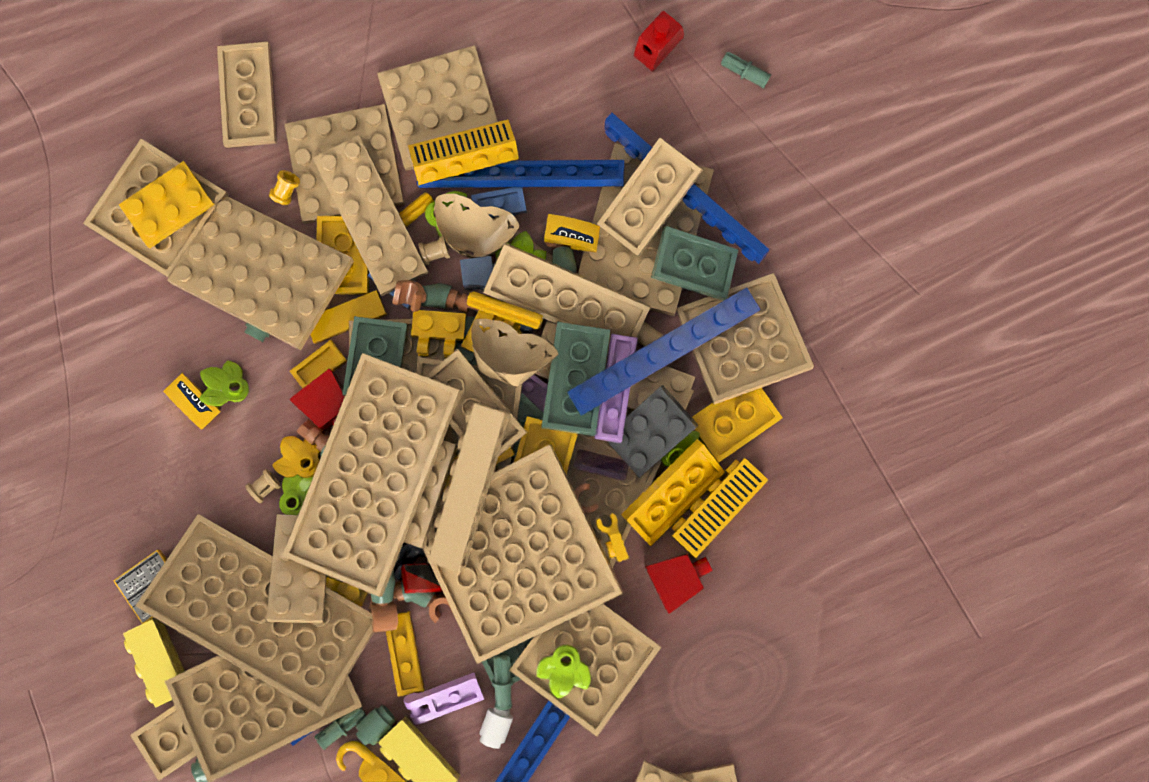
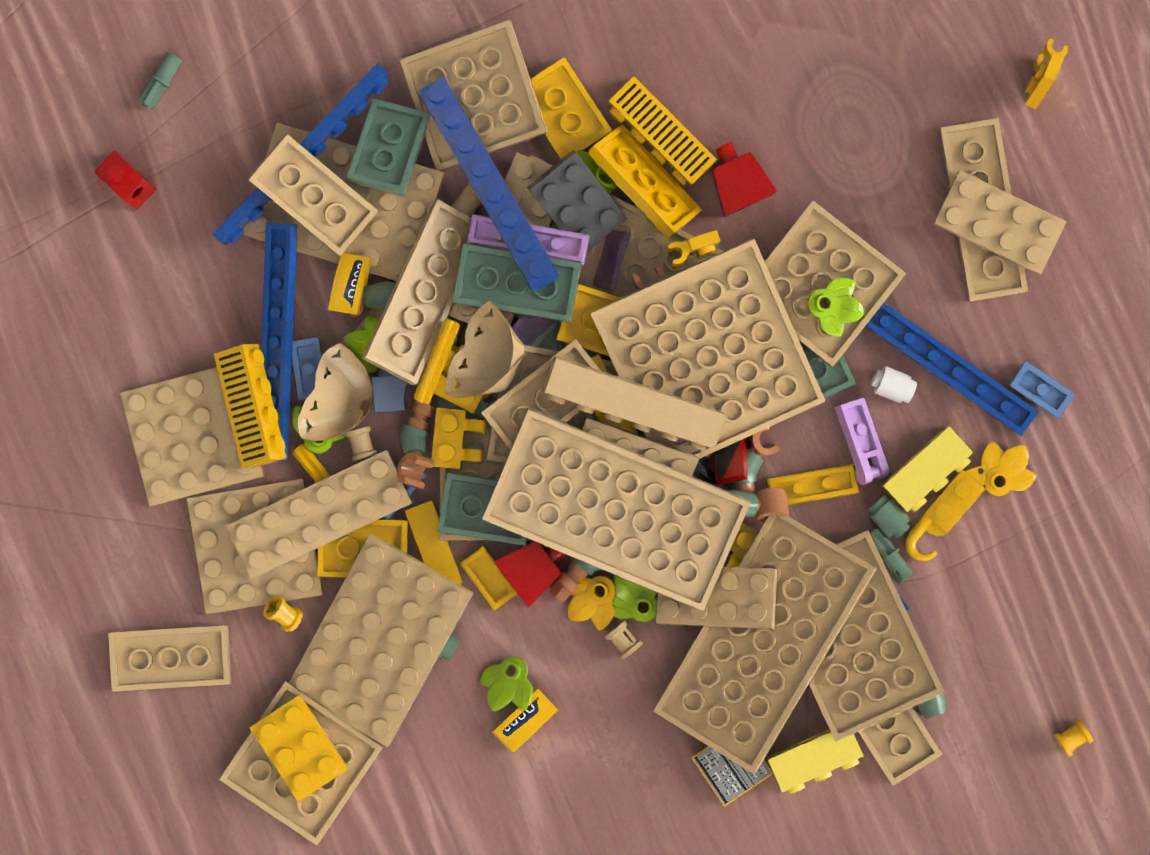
camera: 90 degrees left, 5 degrees up
(502, 682) = (846, 374): sand green axle -> none

